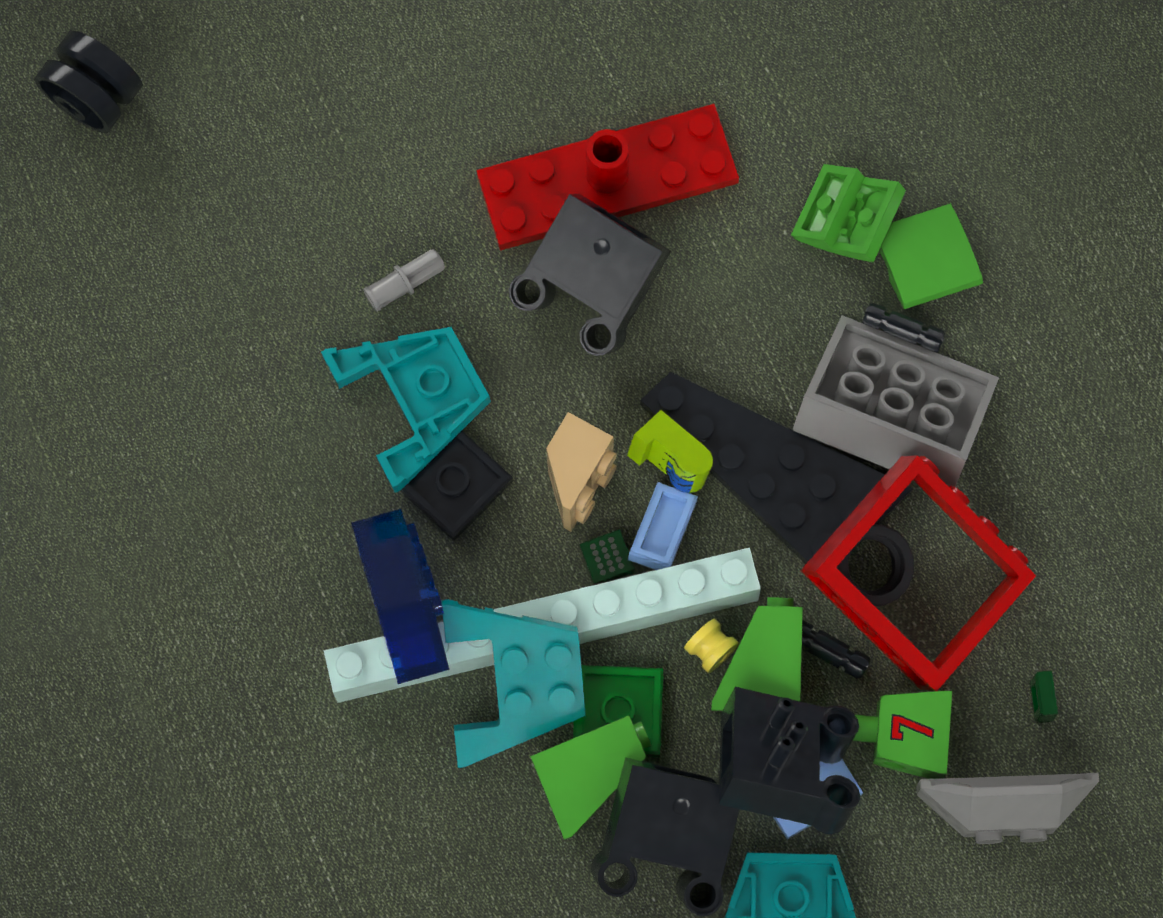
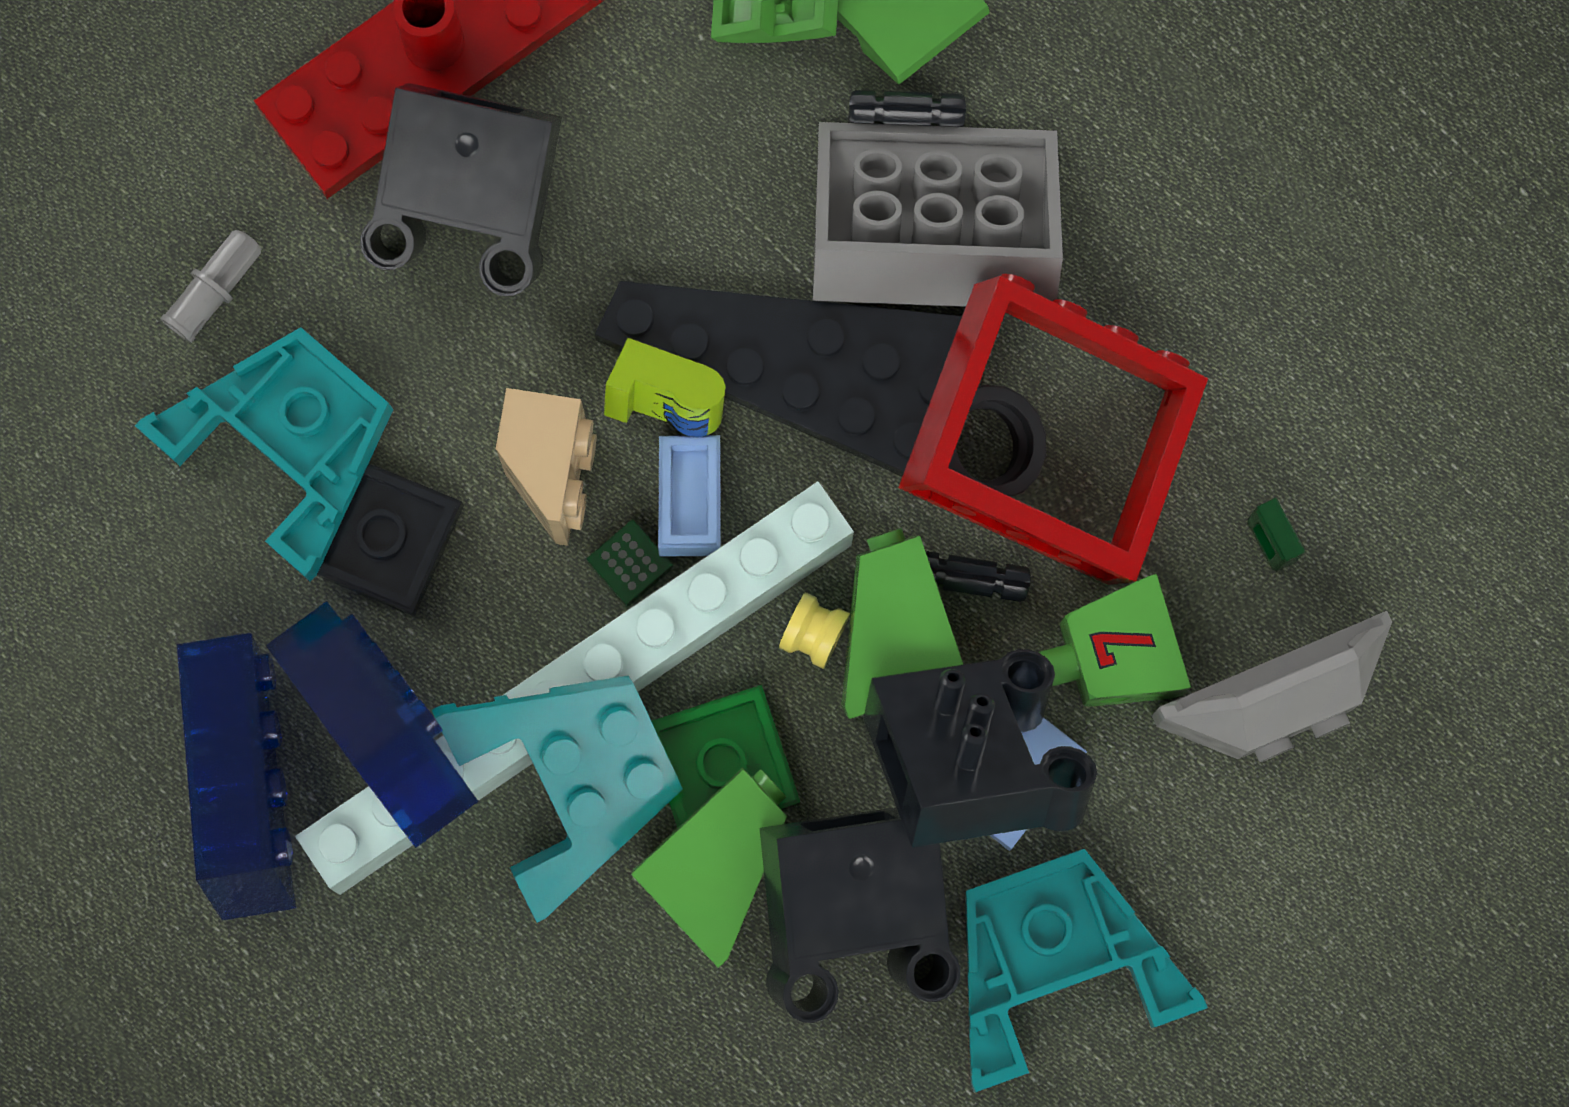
camera: 25 degrees left, 5 degrees up
(299, 600) = (234, 777): none -> clear blue wedge

